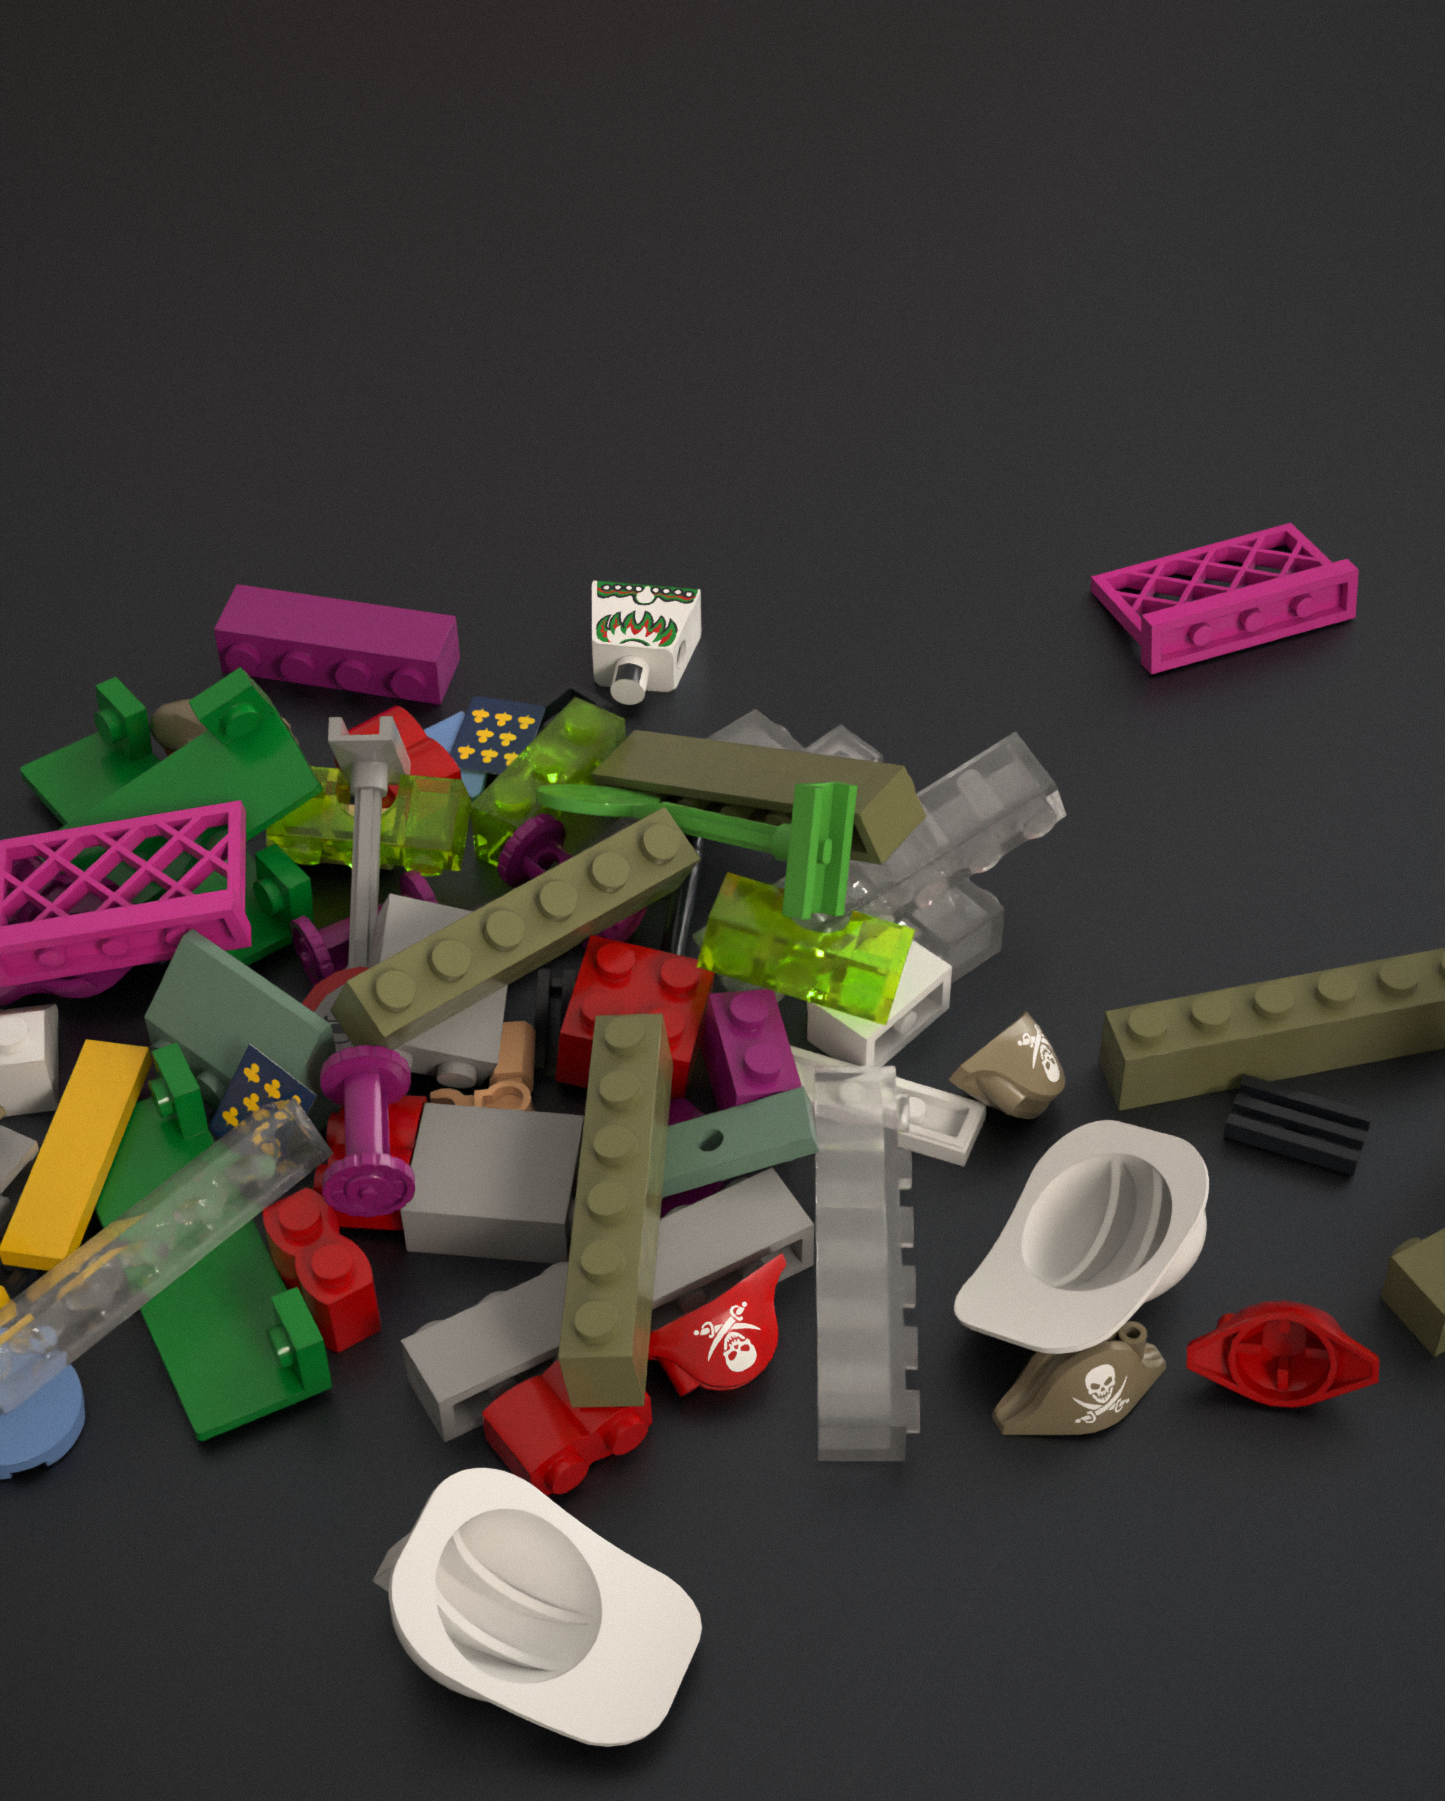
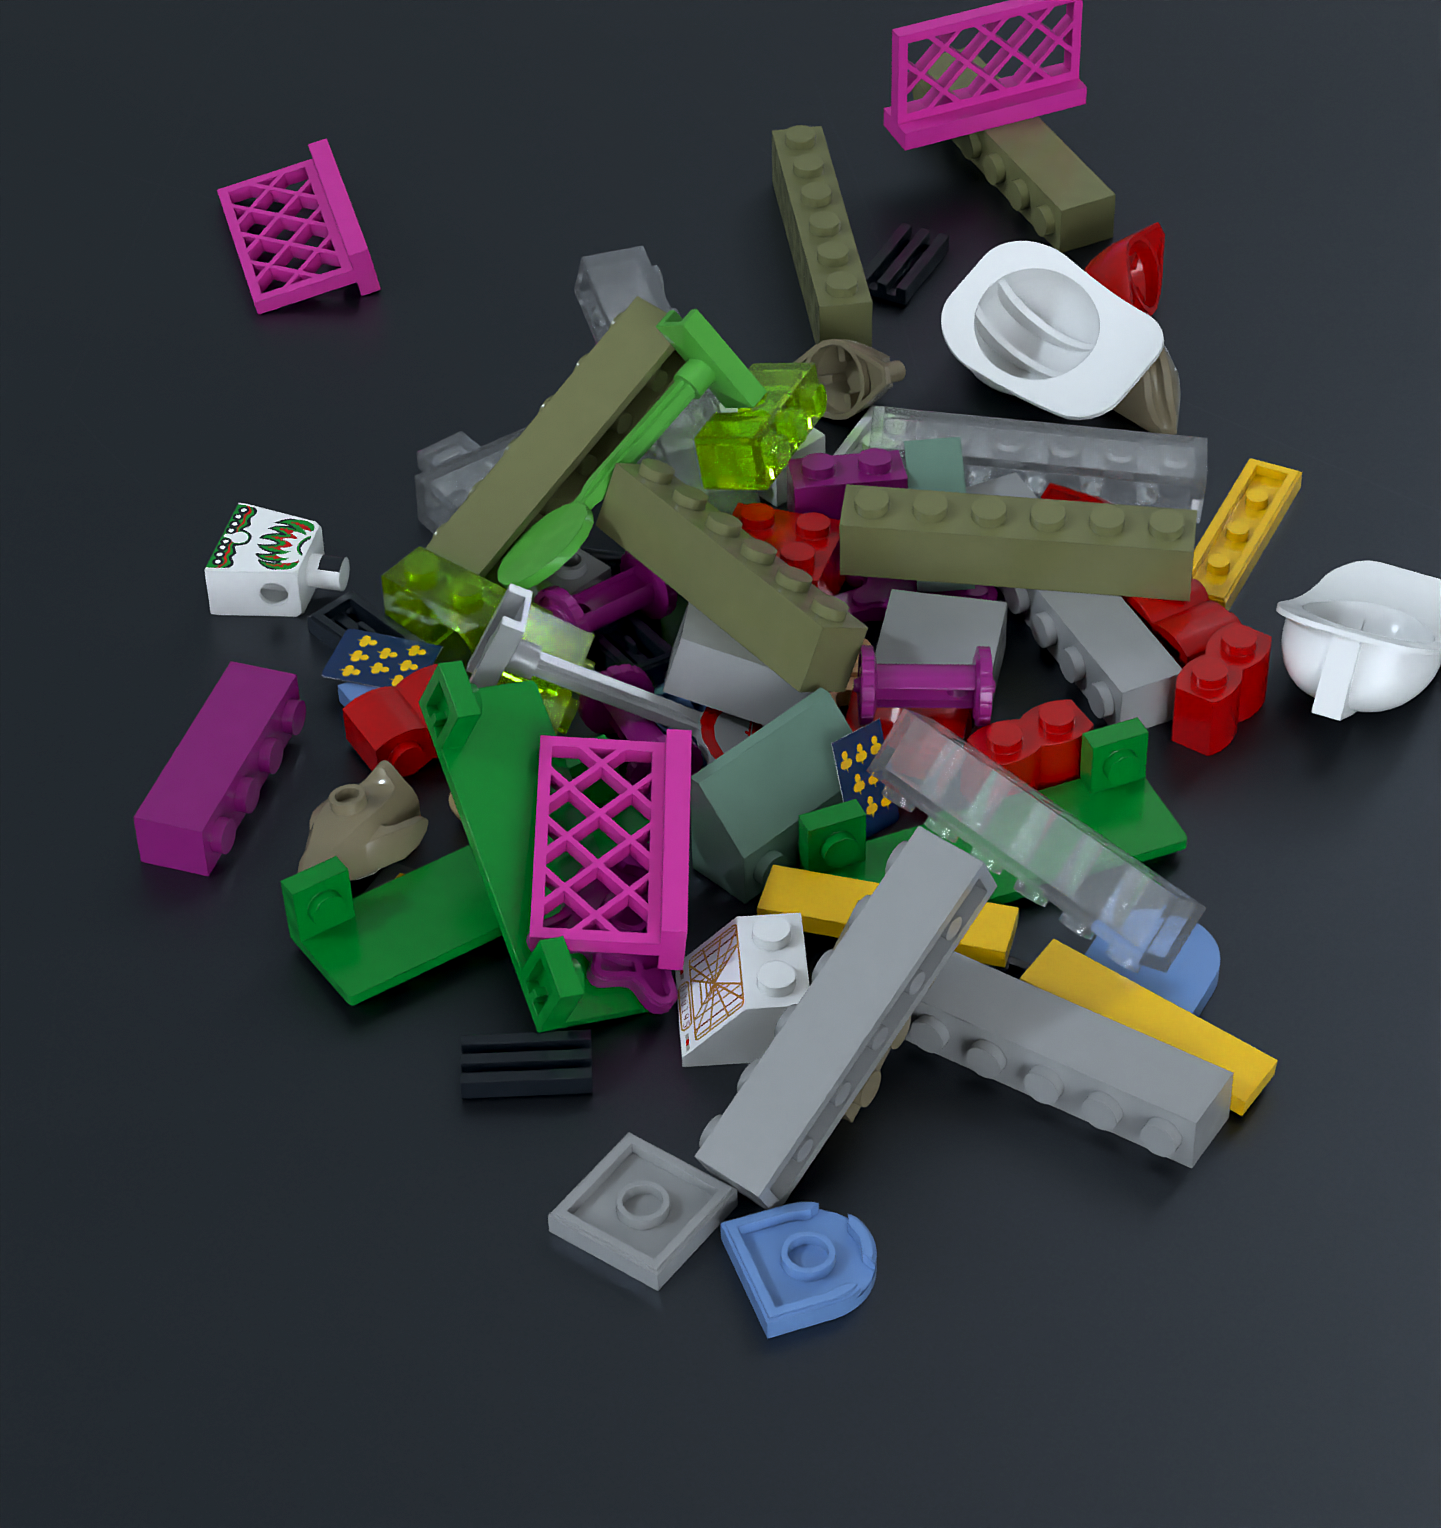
camera: 85 degrees left, 5 degrees down
(421, 1443) = (1221, 688): none -> red brick
(779, 1496) = (1243, 528): none -> yellow tile

